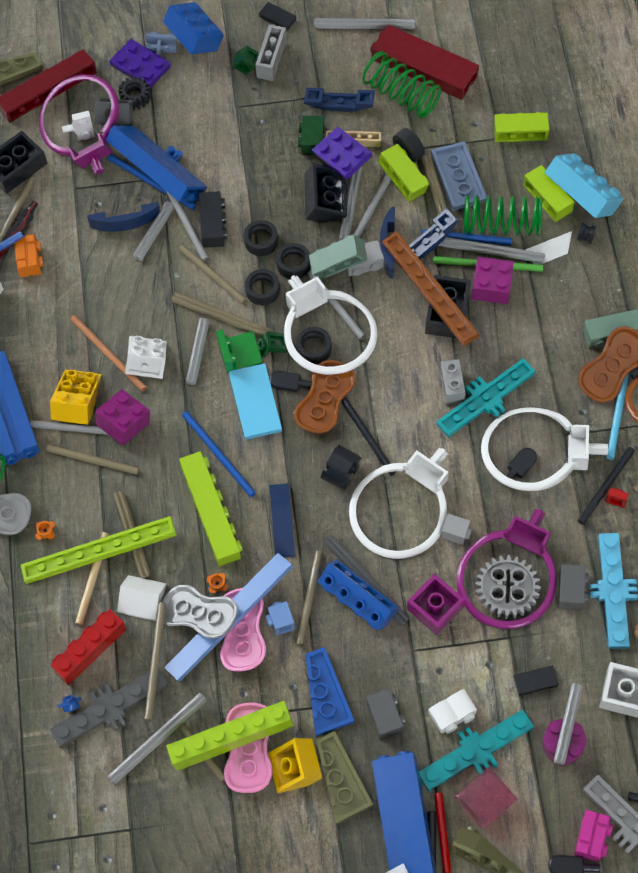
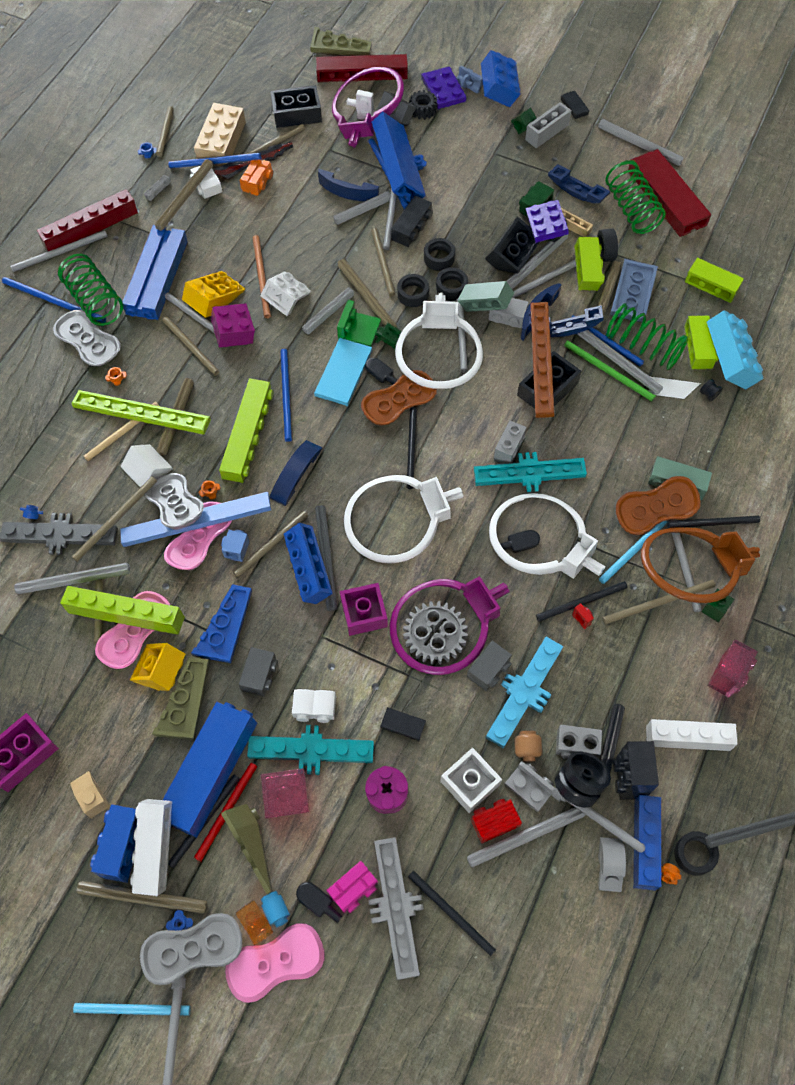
camera: 30 degrees right, 0 degrees up
(88, 646) = (76, 478): red brick -> none
(314, 332) = (420, 343): black tyre -> none
(340, 467) = (368, 456): black brick -> none
(456, 529) = (426, 560): light grey brick -> none
(492, 280) = (602, 383): magenta brick -> none
(568, 724) = (395, 776): light grey axle -> none

